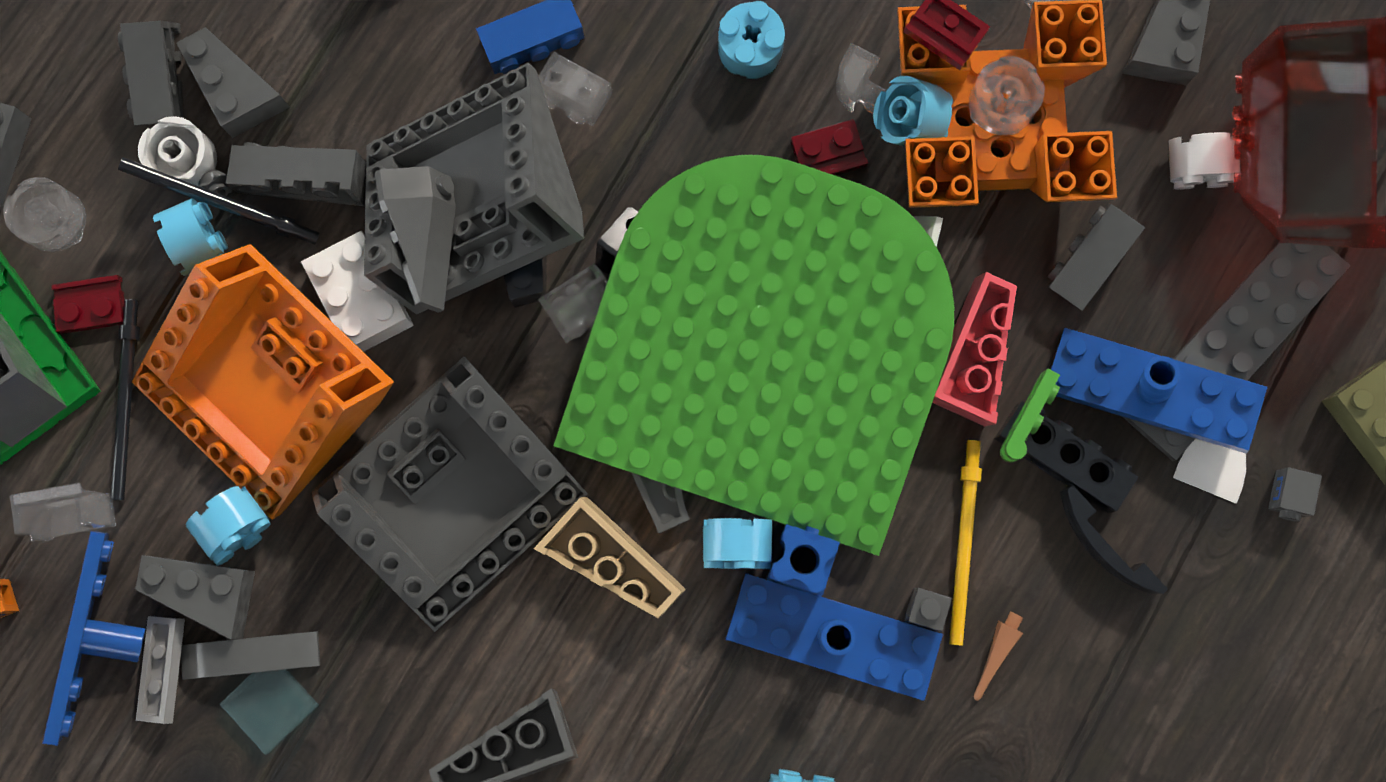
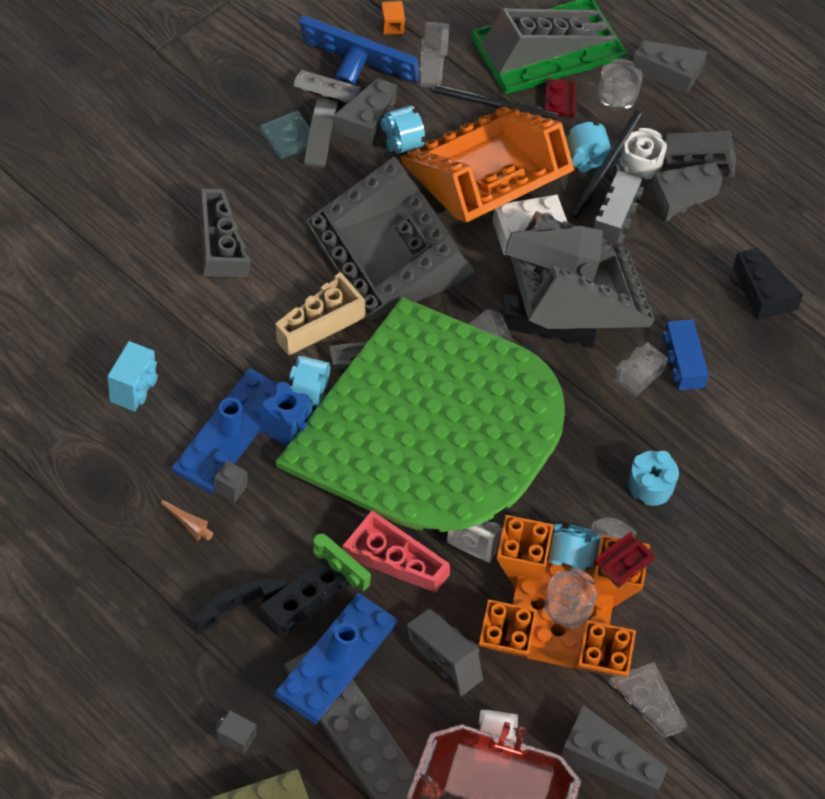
camera: 95 degrees right, 25 degrees down
(831, 148) = (563, 507): dark red plate -> none
(970, 475) = (308, 534): yellow bar -> none
(1213, 469) = (263, 699): white sticker -> none

